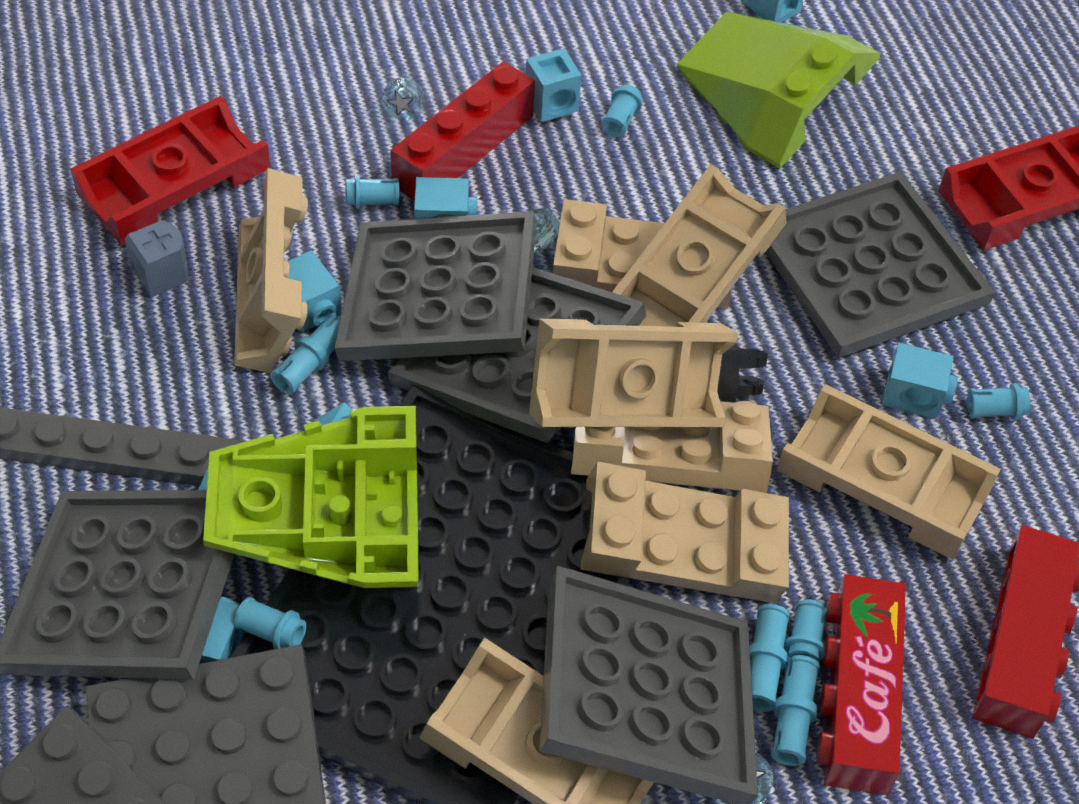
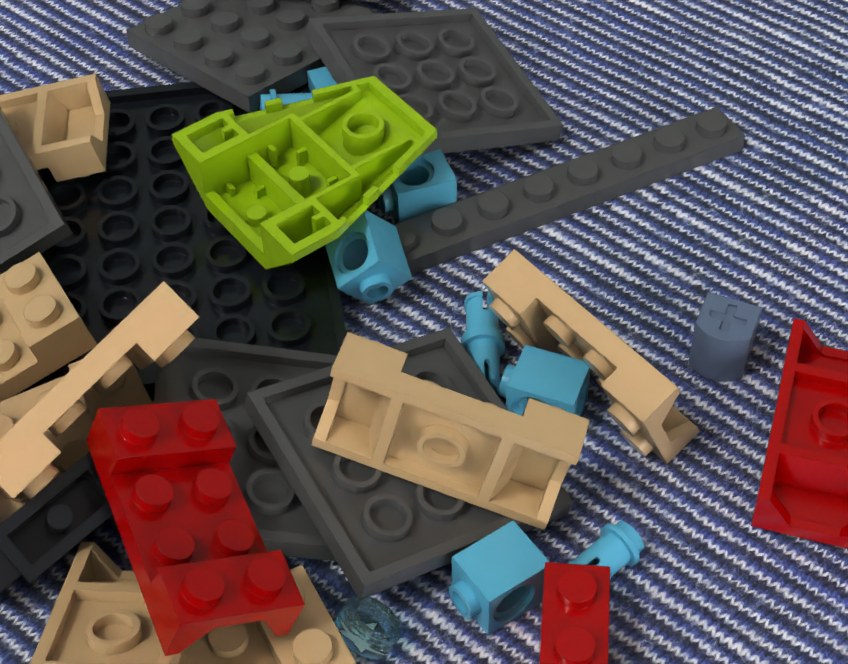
camera: 150 degrees right, 5 degrees down
(409, 209) = (447, 437): none -> tan piece
(620, 258) = (188, 522): none -> red piece

